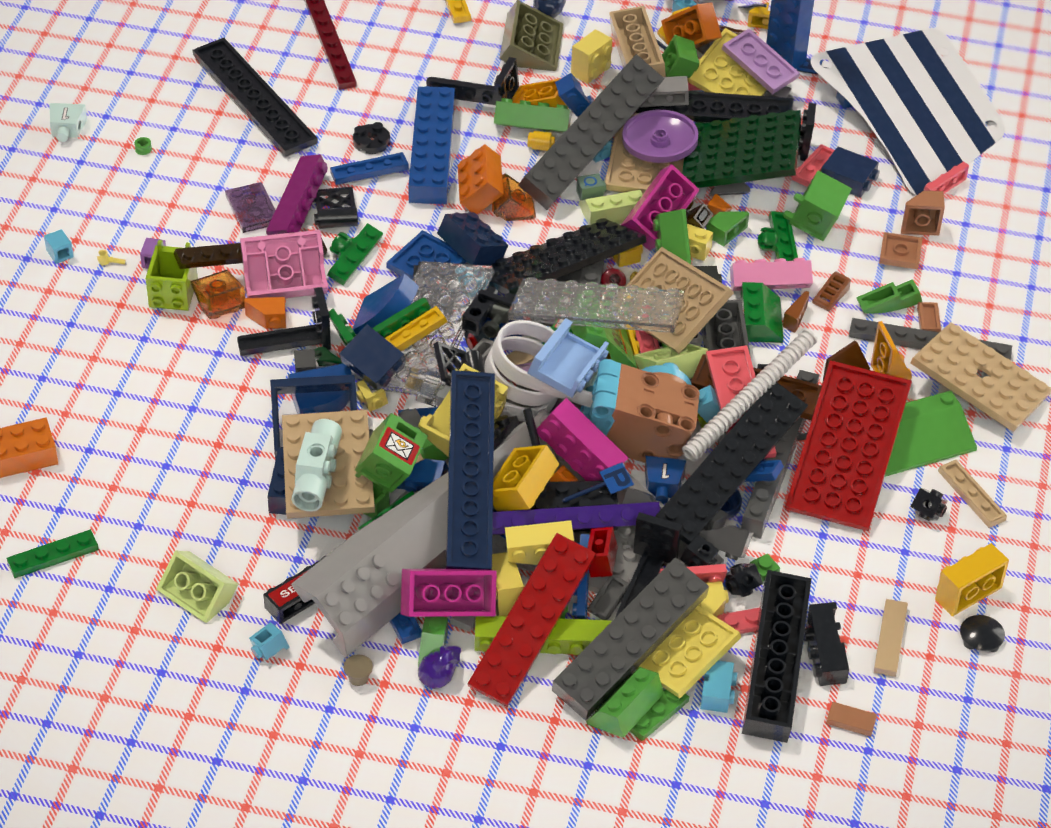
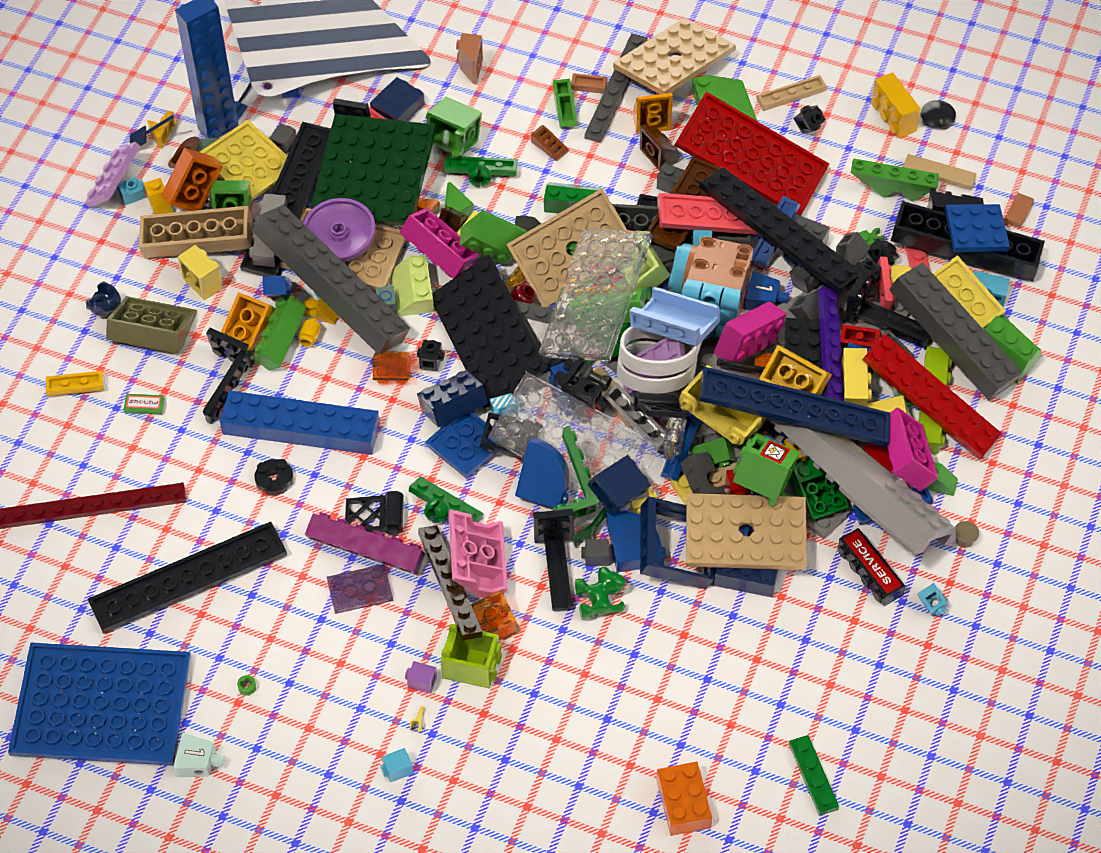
camera: 80 degrees left, 10 degrees up
(120, 60) = (100, 704): none -> blue plate
(196, 585) = (864, 653): yellowish green slope -> none
(252, 365) = (608, 584): none -> green animal
(267, 311) = (521, 579): orange slope -> none
(316, 464) = (773, 527): light aqua brick -> none
(369, 168) = (322, 480): blue plate -> none
(417, 329) = (589, 445): yellow plate -> none
(439, 666) = (965, 474): dark purple hair -> none
(441, 49) = (144, 404): none -> tile
(480, 179) = (370, 382): orange brick -> none
(527, 223) = (430, 355): none -> black brick
(615, 479) = (794, 314): piece -> none
(749, 395) = (714, 200): white piece -> none
(760, 61) = (249, 135): lavender plate -> none
(775, 275) = (529, 179): bright pink brick -> none
(787, 651) = (977, 228): none -> blue plate
(795, 312) = (576, 171): dark orange slope -> none
(853, 574) = (889, 178): none -> bright green slope
(900, 250) = (505, 85): nougat plate -> none
(950, 179) = (423, 38): coral plate -> none

